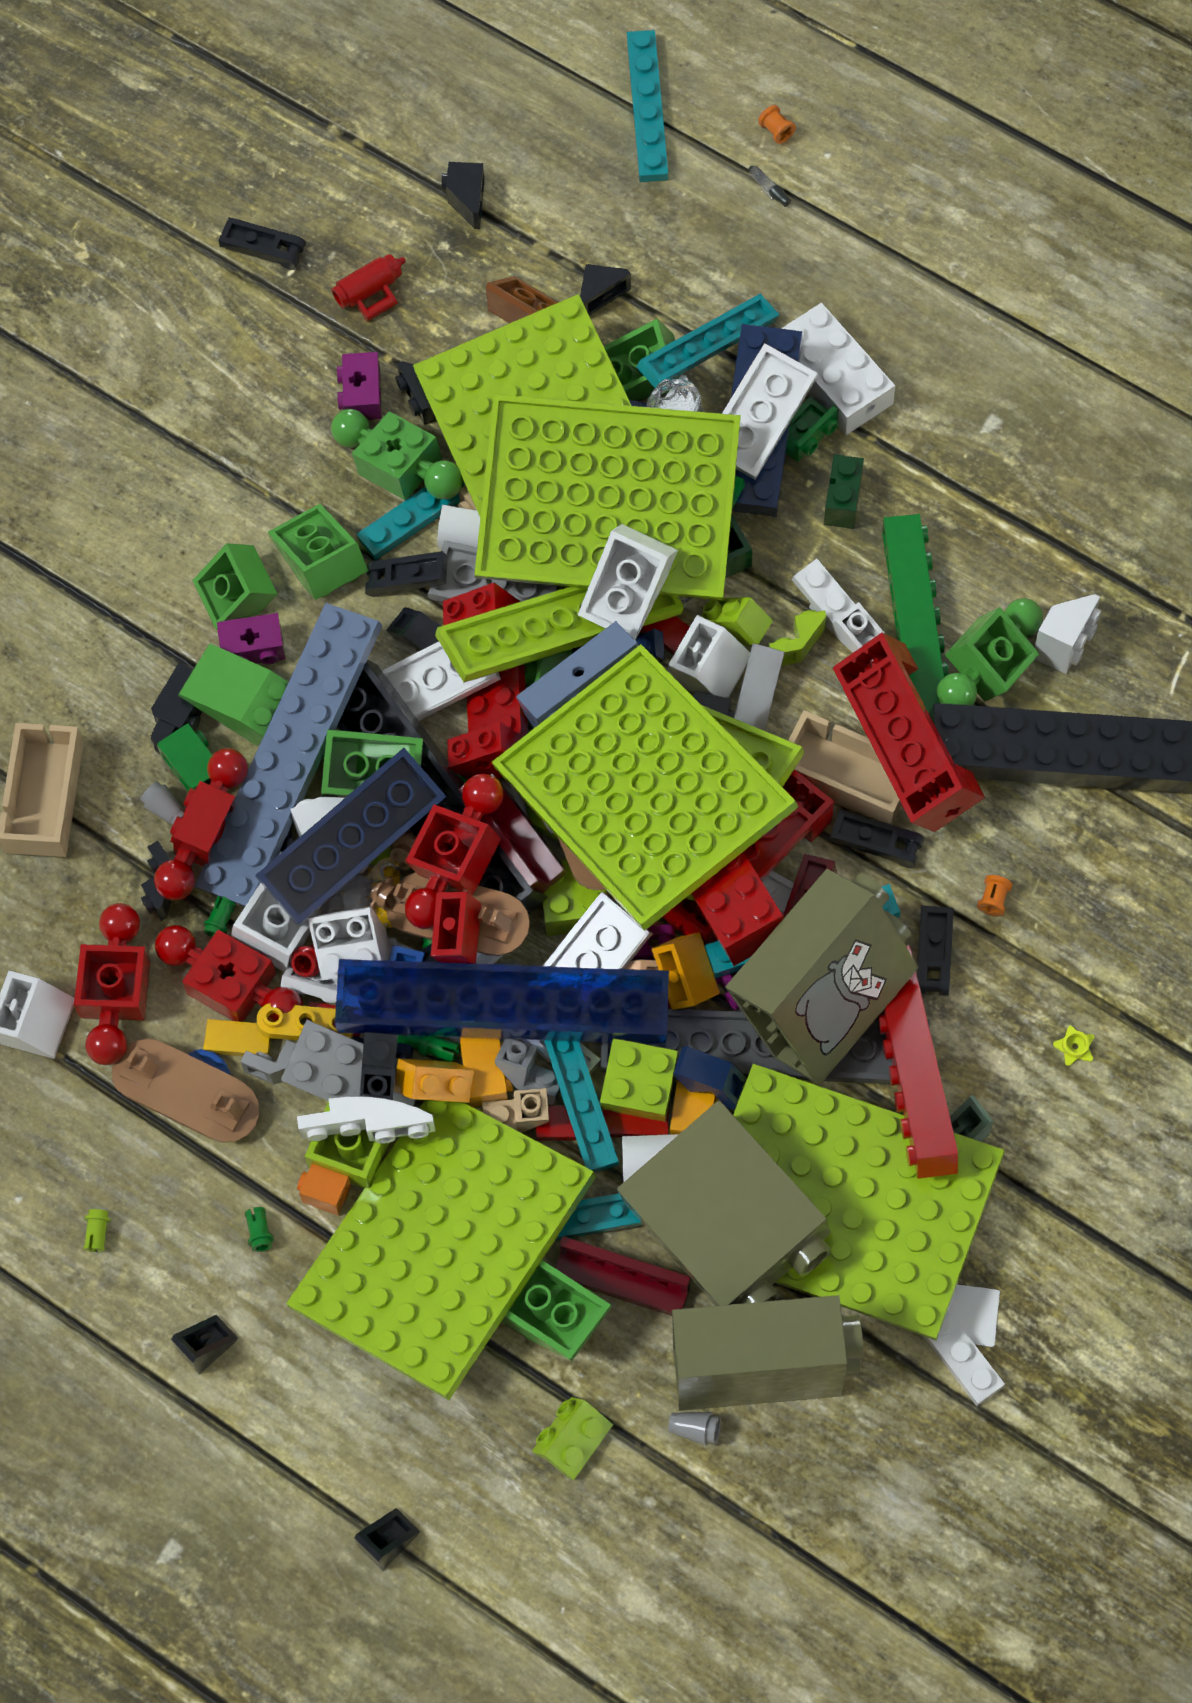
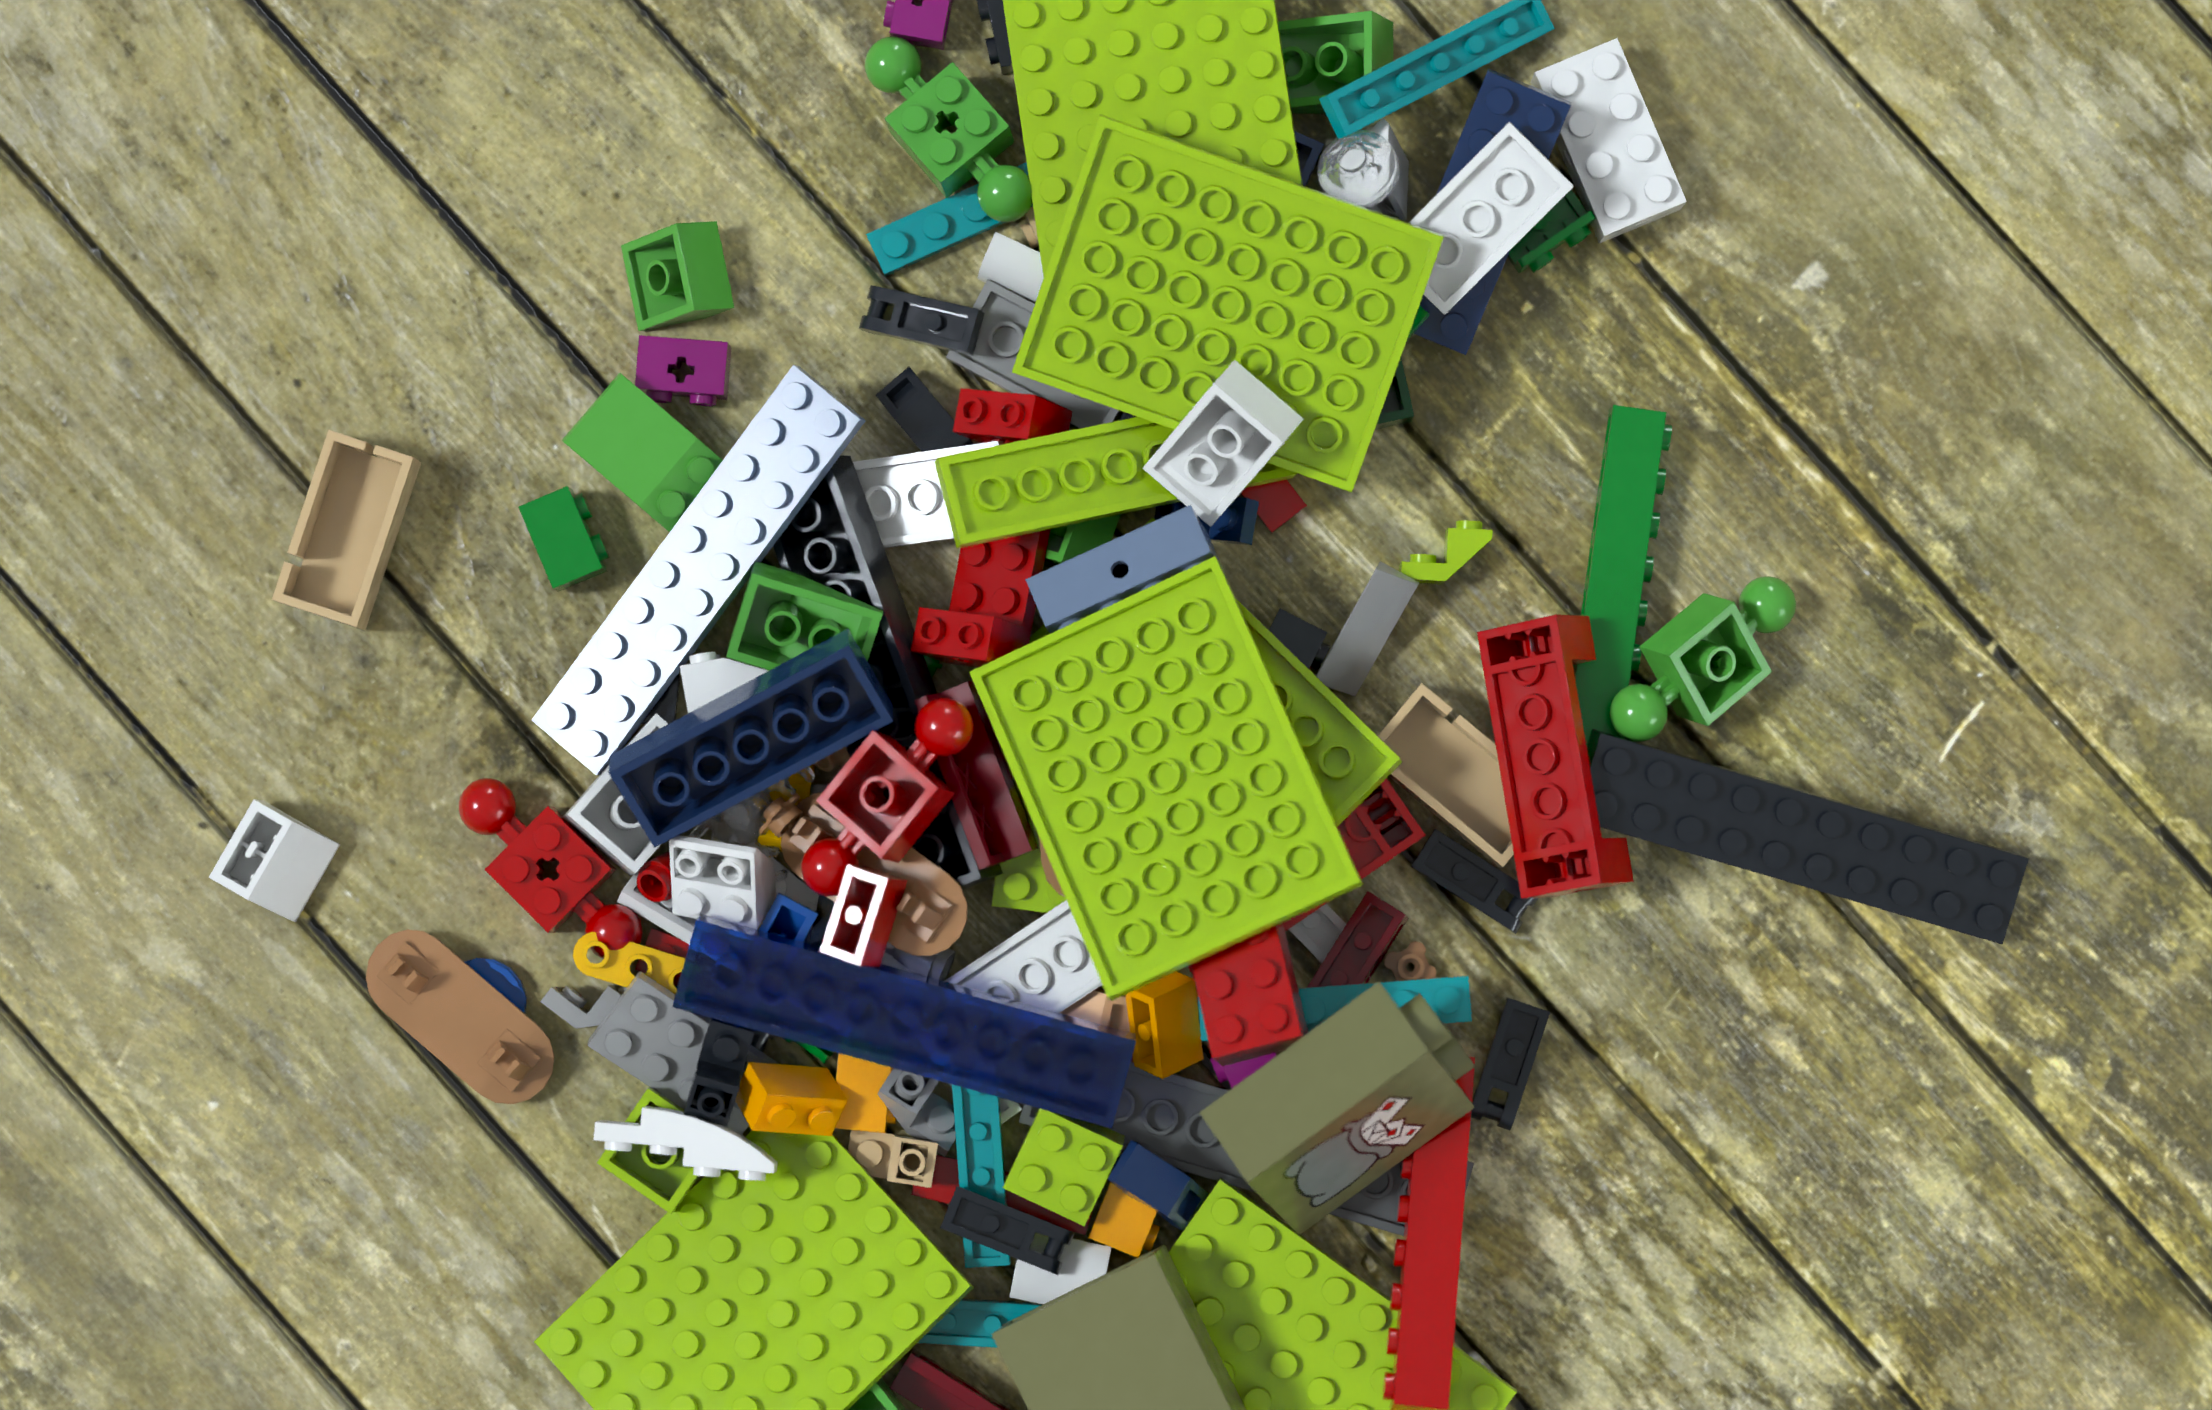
camera: 15 degrees right, 20 degrees up
(96, 1230) = (306, 1179): lime pin -> none
(98, 996) = (368, 923): red brick -> none
(153, 900) = (481, 719): black slope -> none
(162, 802) = (513, 588): light grey cone -> none
(171, 710) = (549, 457): black hinge -> none
(201, 823) = (559, 644): red brick -> none
(204, 1342) = (417, 1369): black slope -> none
(219, 916) = (555, 774): green pin -> none
(234, 1038) = (541, 954): yellow tile -> none
(260, 1238) = (519, 1231): green pin -> none
(319, 551) = (805, 248): bright green slope -> none
(324, 1189) = (613, 1200): orange brick -> none
(609, 1132) = (1005, 1229): none -> black plate
(709, 659) = (1313, 564): white slope -> none
(739, 617) = (1370, 511): lime slope -> none
(843, 491) = (1566, 357): dark green piece -> none
(843, 617) = (1518, 535): white slope -> none
(971, 1120) = (1482, 1325): sand green slope -> none
(994, 895) = (1610, 991): orange bush -> none
(1066, 631) = (1816, 648): white slope -> none
(1075, 1037) = (1671, 1239): neon yellow plate -> none

